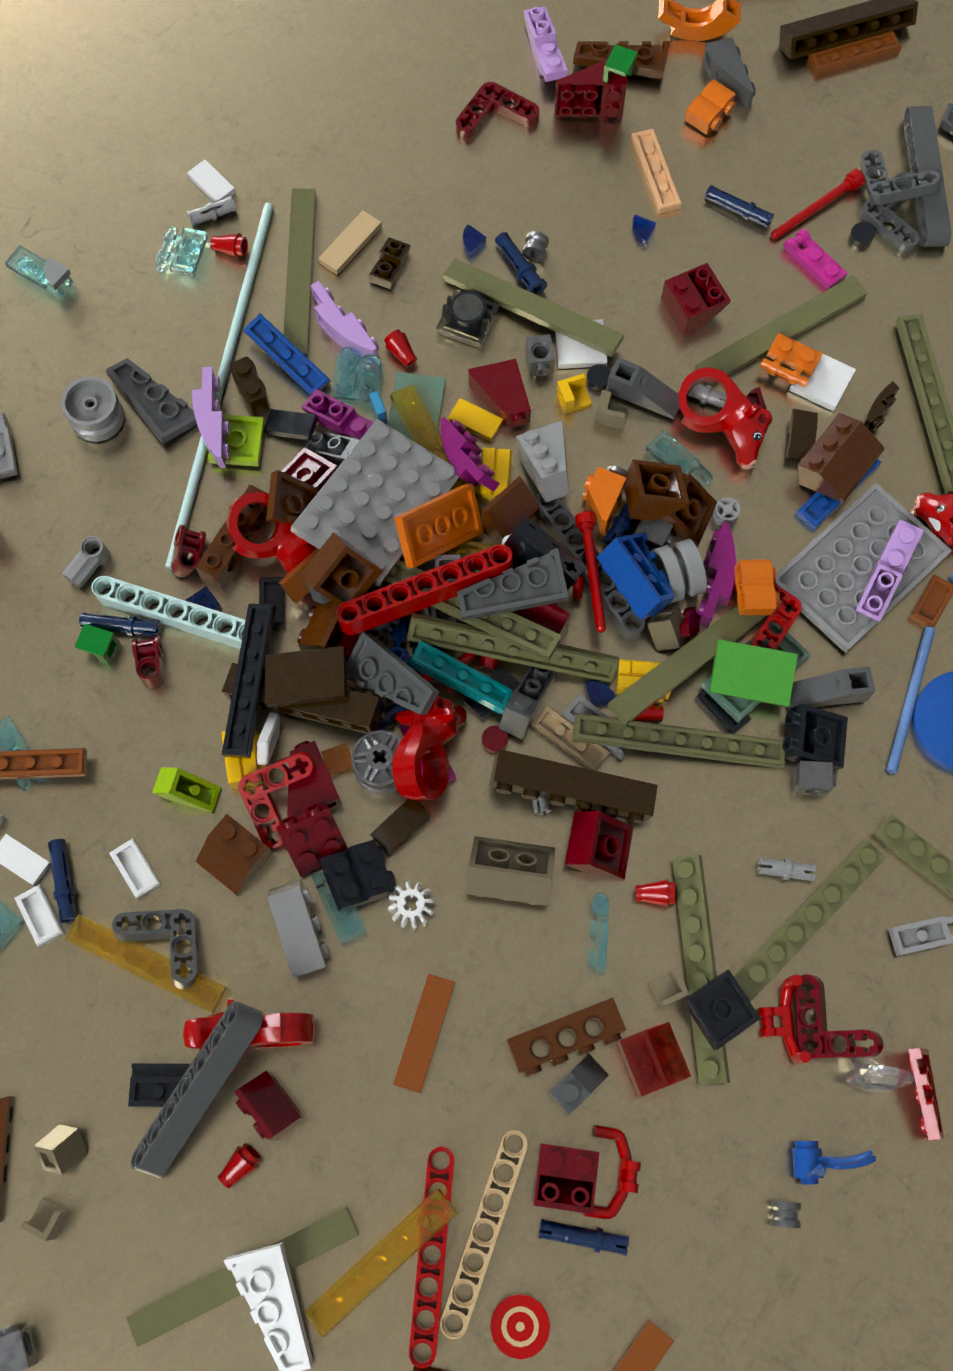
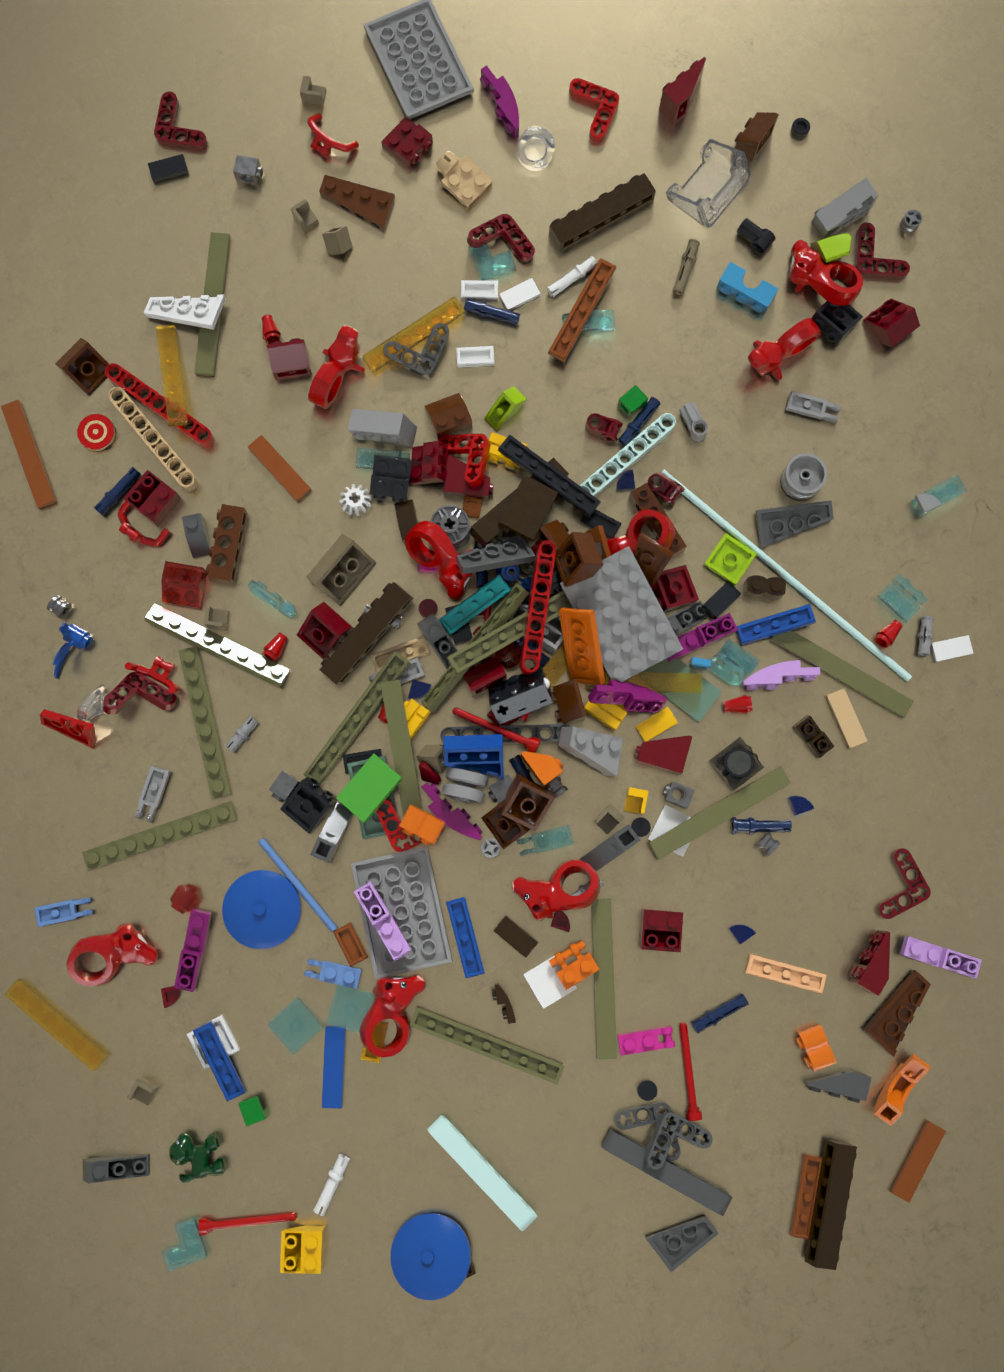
camera: 120 degrees right, 10 degrees up
(154, 1083) = (339, 308): black plate -> none
(197, 1089) = (319, 322): dark grey beam -> none
(210, 418) = (742, 543): lavender slope -> none
(268, 739) = (504, 468): white tile -> none
(527, 586) = (502, 667): dark grey wing -> none
(621, 62) = (872, 983): green panel -> none
(721, 1009) = (184, 638): black tile -> none
(839, 458) = (481, 947): reddish brown slope -> none

